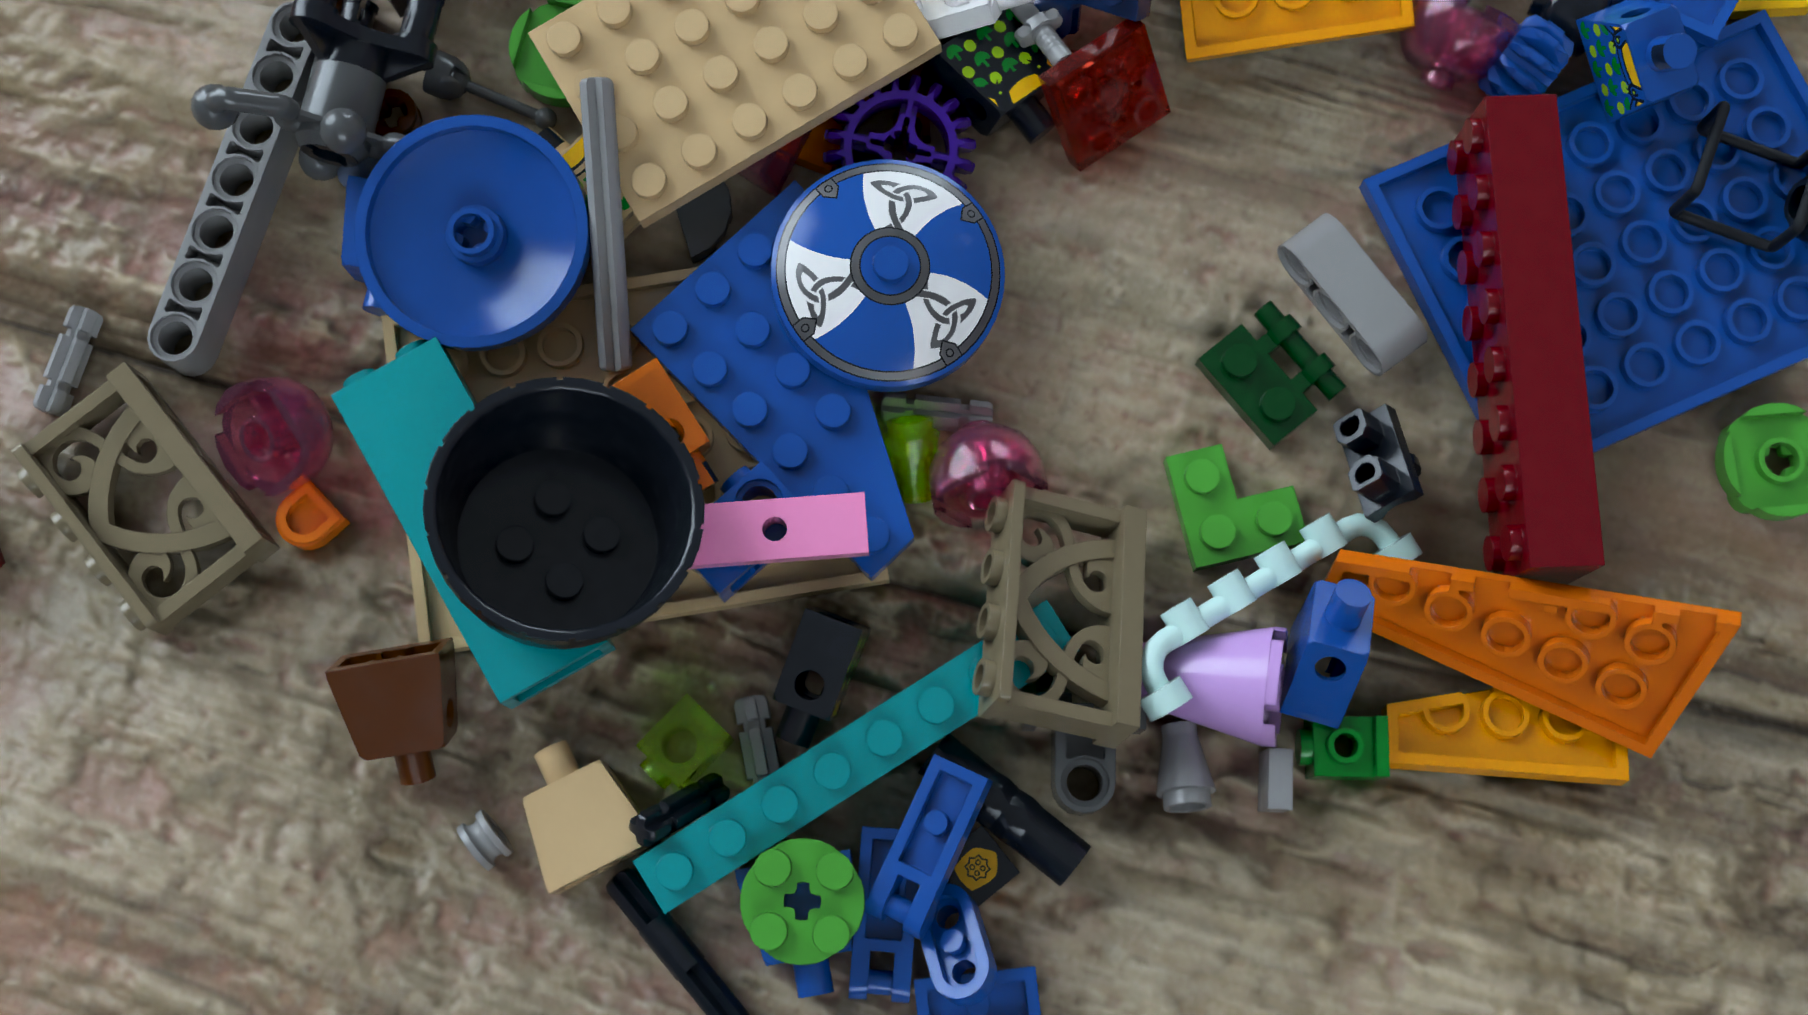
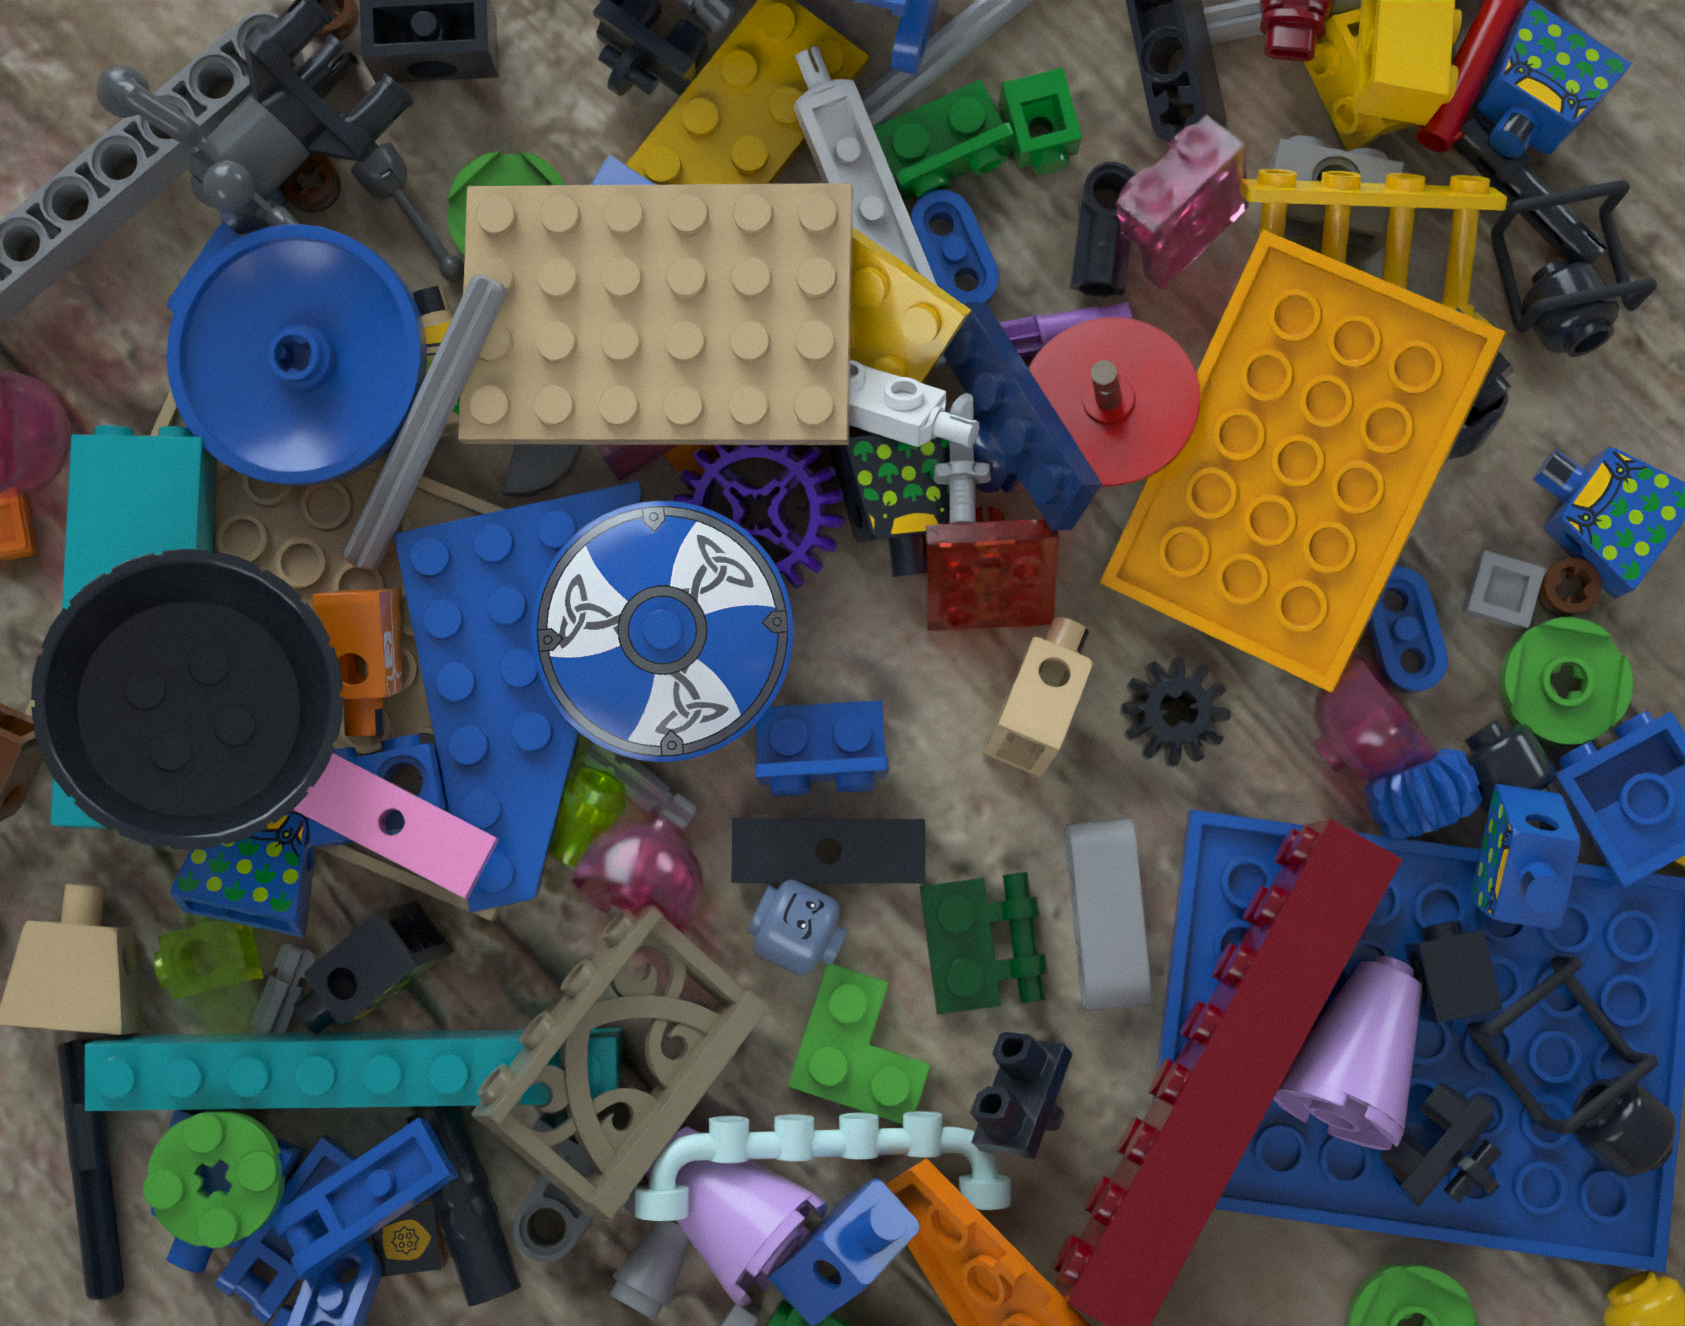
camera: 30 degrees right, 5 degrees up
(679, 809) = (162, 1019): black axle -> none
(683, 649) = (253, 880): none -> blue torso
(1059, 299) = (821, 745): none -> blue bracket
(1127, 442) = (796, 927): none -> sand blue head
(1139, 355) = (870, 850): none -> black tile
(1202, 166) = (1037, 714): none -> tan torso
(1315, 102) = (1183, 733): none -> black gear
(1619, 276) = (1360, 1057): none -> lavender cone
(1635, 175) = (1453, 972): none -> black brick
(1713, 279) = (1462, 1124): none -> black hips

